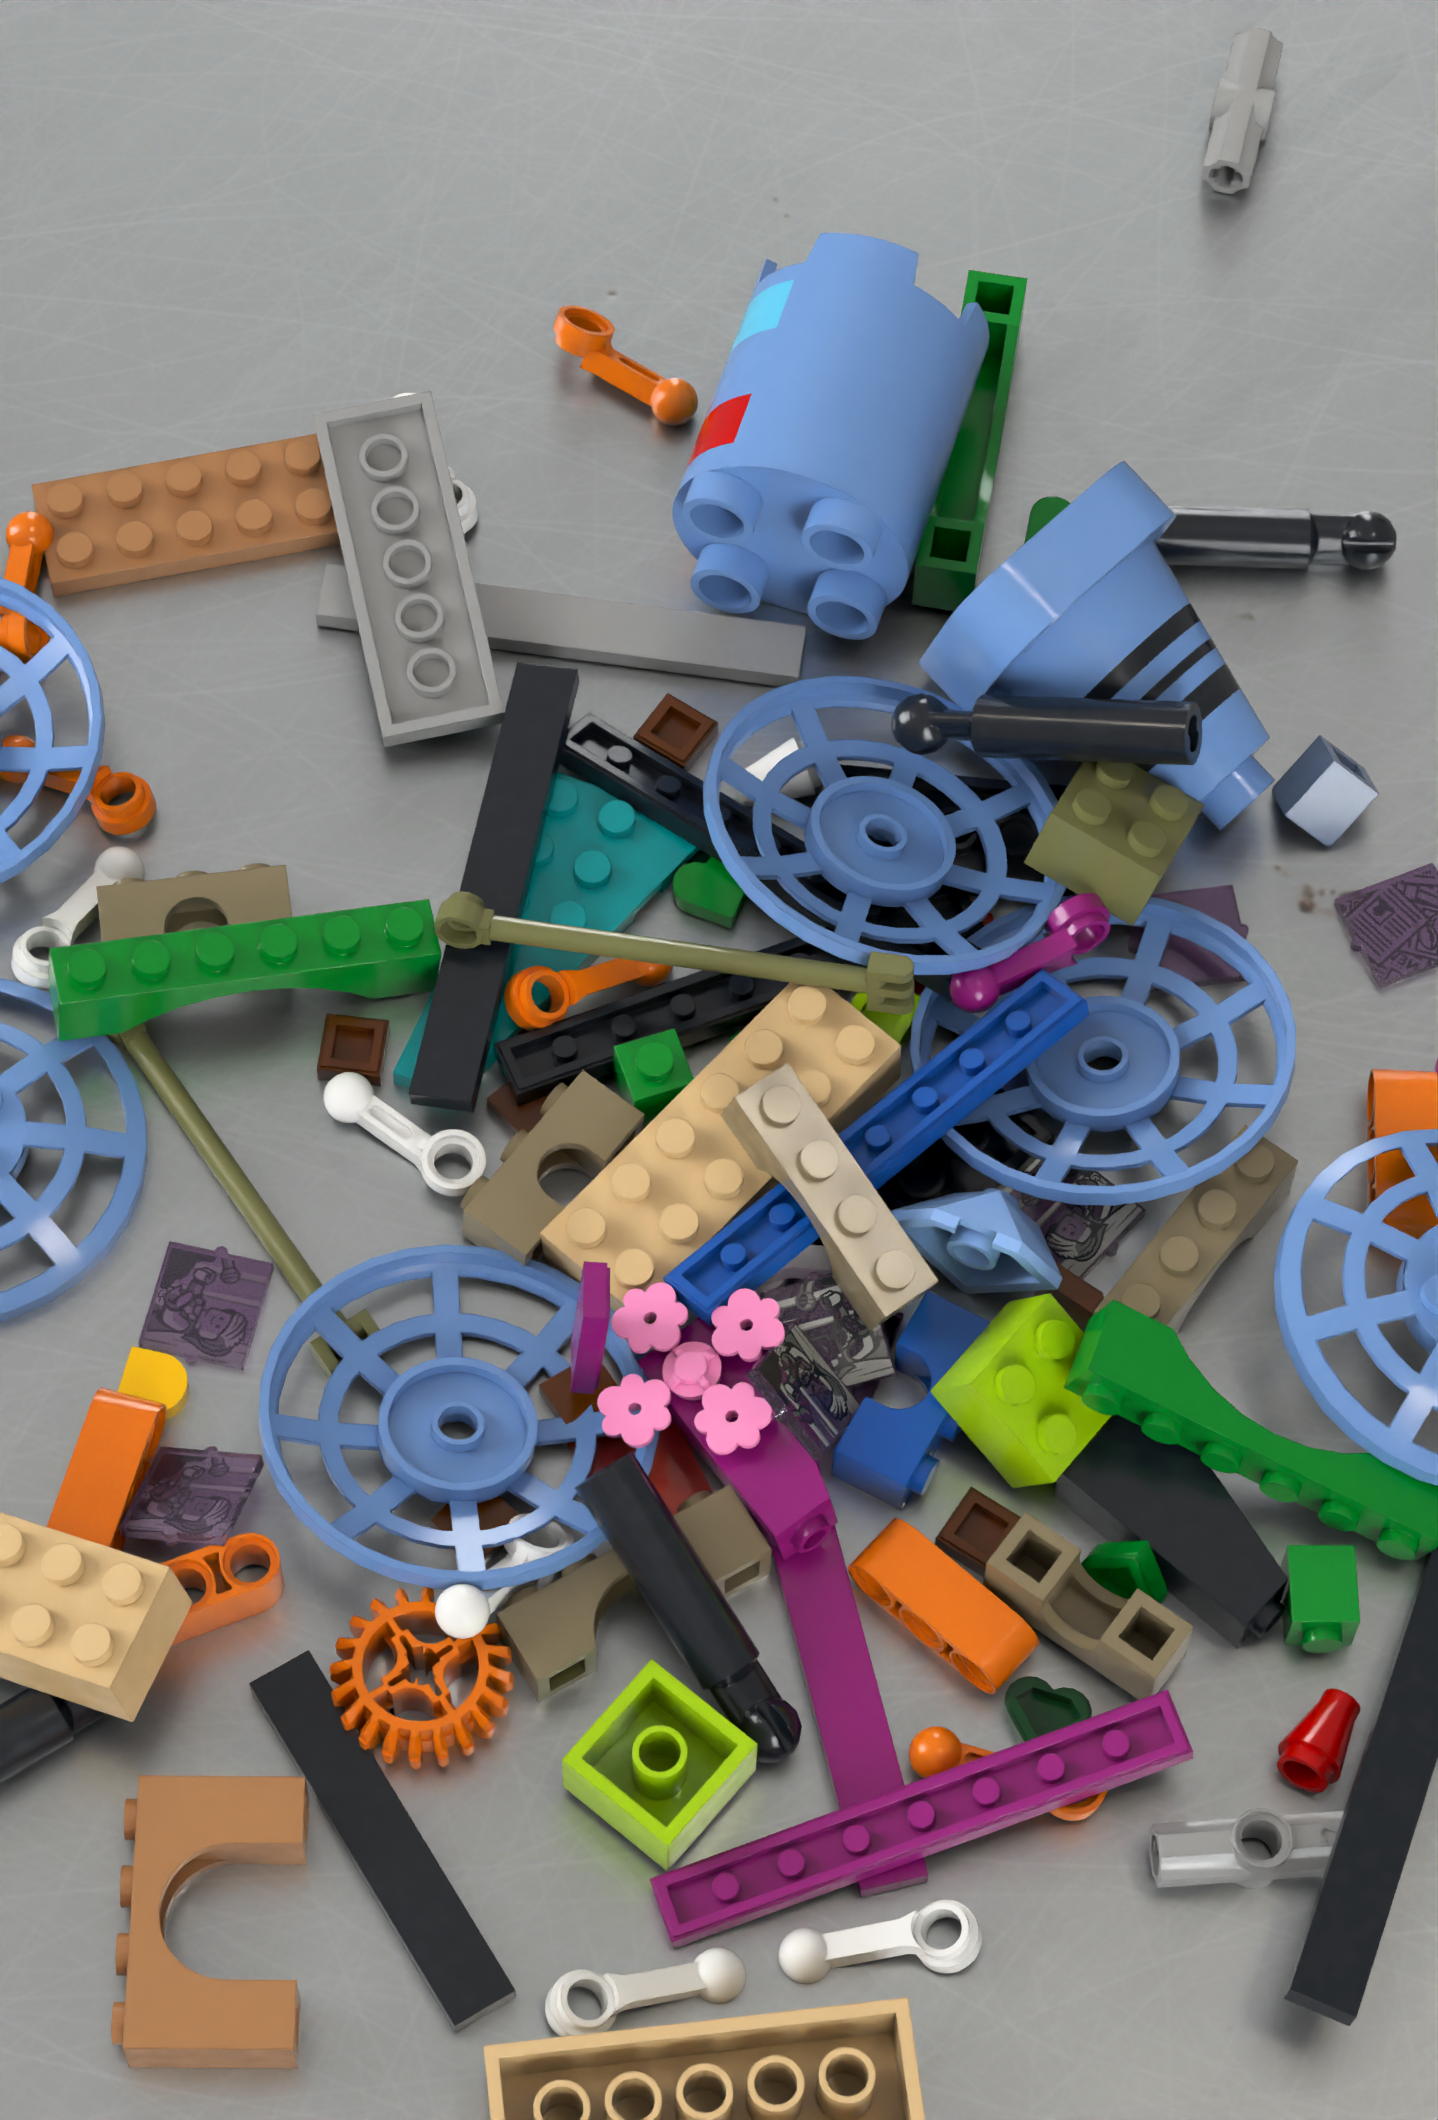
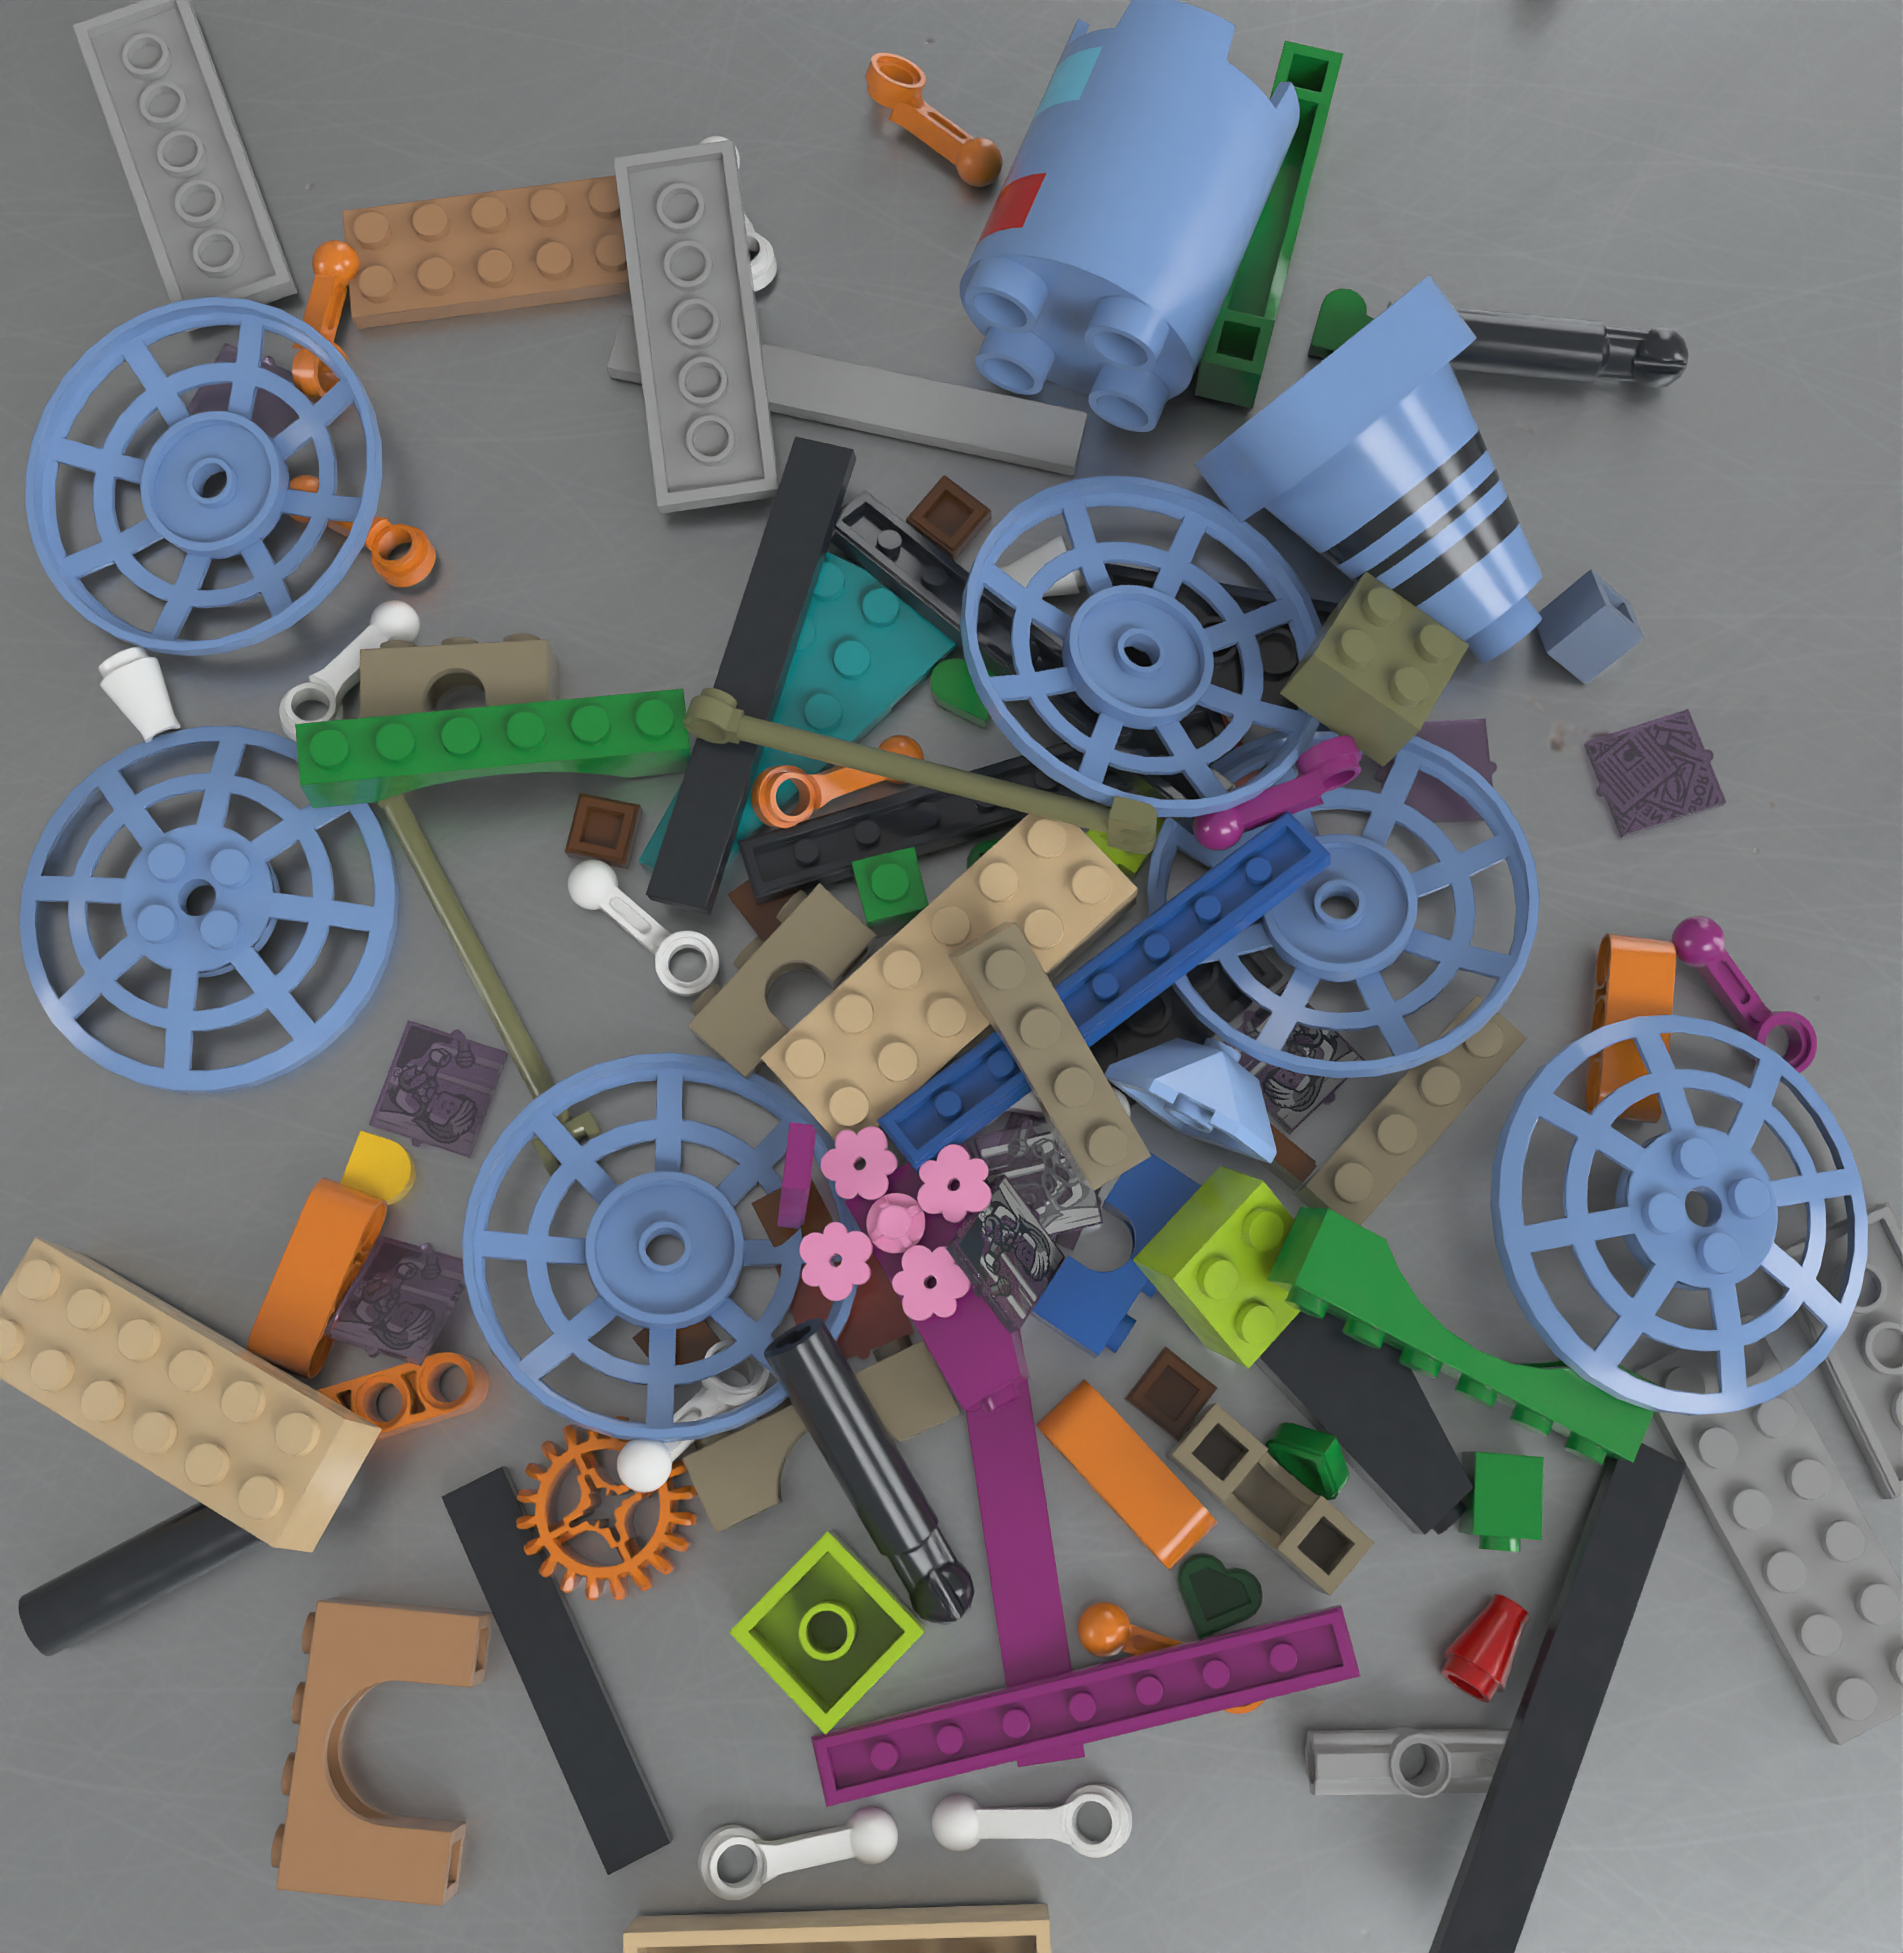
camera: 10 degrees right, 15 degrees up
(1055, 728) = (1329, 560): black piece -> none

